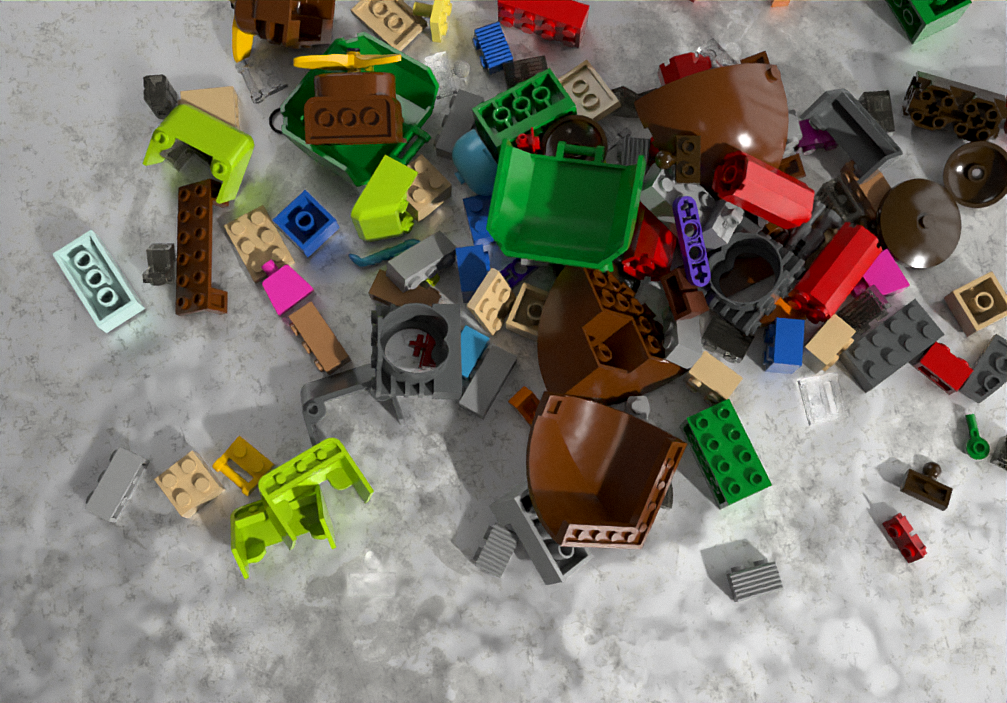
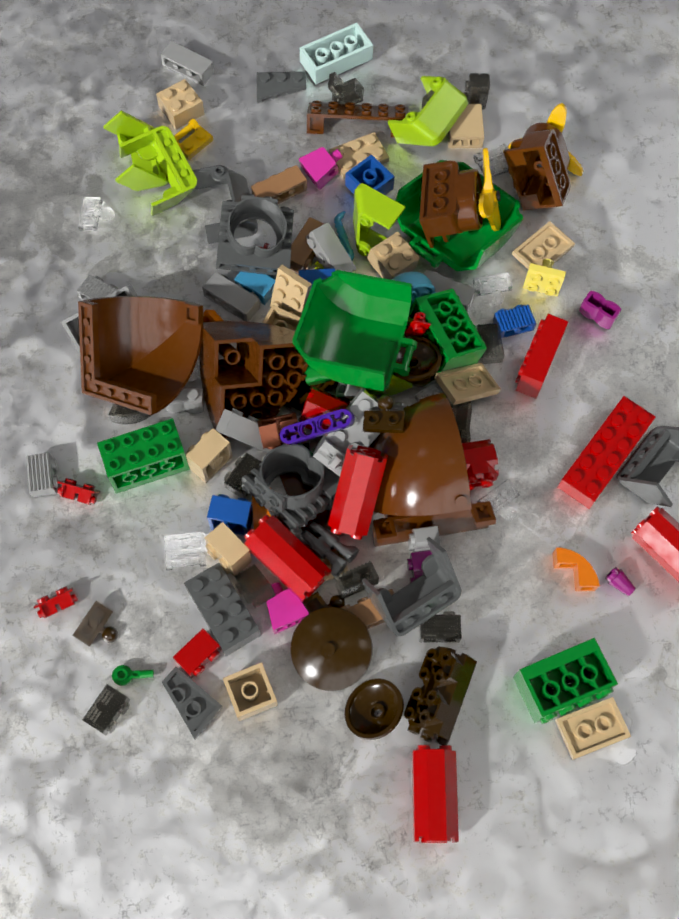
camera: 90 degrees right, 10 degrees down
(145, 357) = (276, 83): none -> dark grey wing
(767, 523) = (71, 488): none -> red hinge

